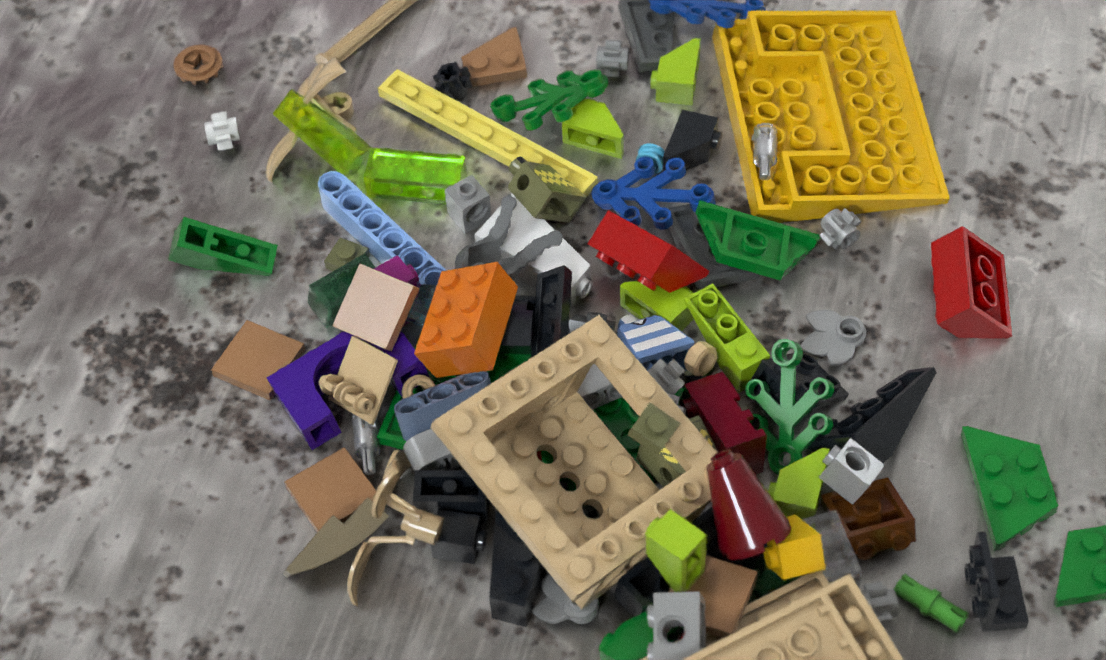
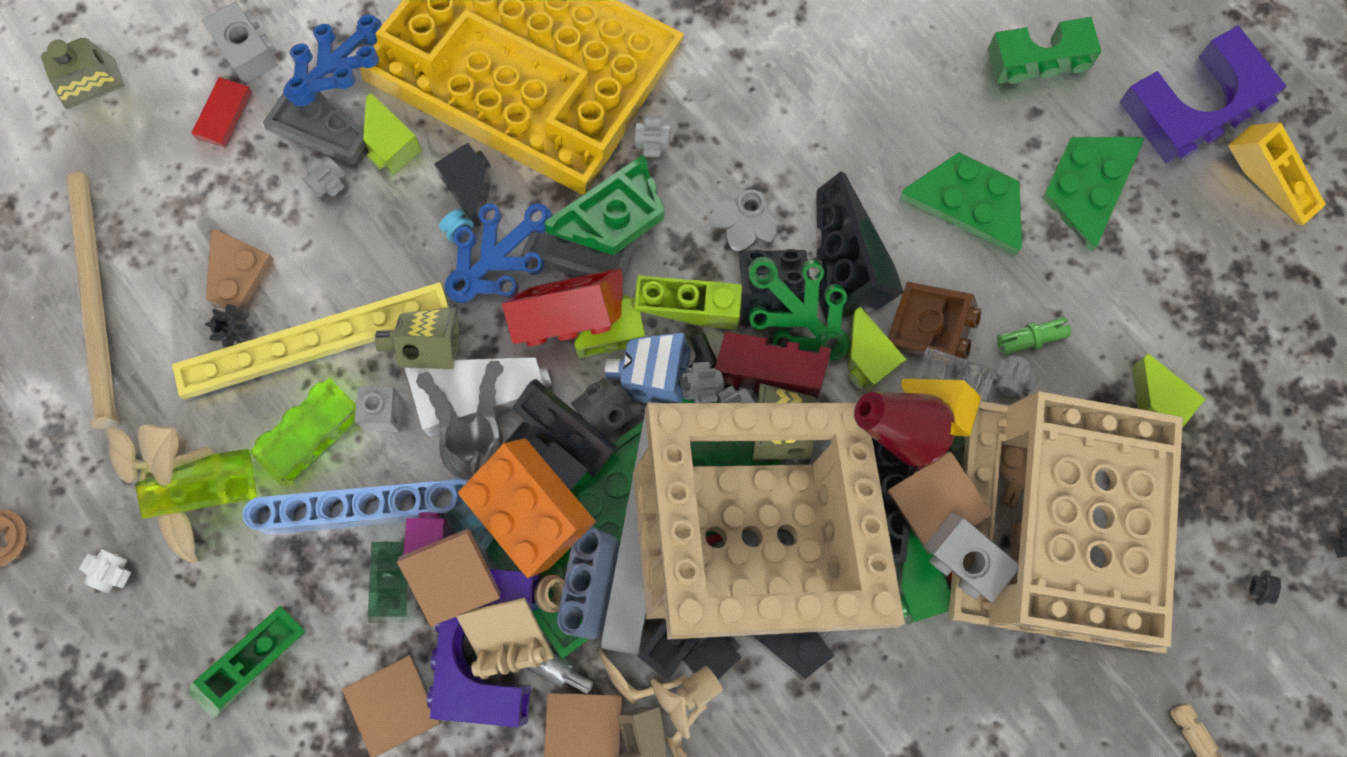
camera: 55 degrees left, 20 degrees up
(344, 252) = (344, 552): olive plate -> none
(549, 96) = (344, 221): green plant -> none
(593, 129) = (384, 246): lime slope -> none
(653, 429) = (793, 442): olive plate -> none
(676, 550) = (911, 506): lime slope -> none
(700, 358) = (697, 339): tan tile -> none
(765, 149) = (533, 131): clear piece -> none
(850, 470) = (898, 307): light grey brick -> none
(970, 287) = (782, 87): red slope -> none
(996, 588) = (1058, 283): black bracket -> none

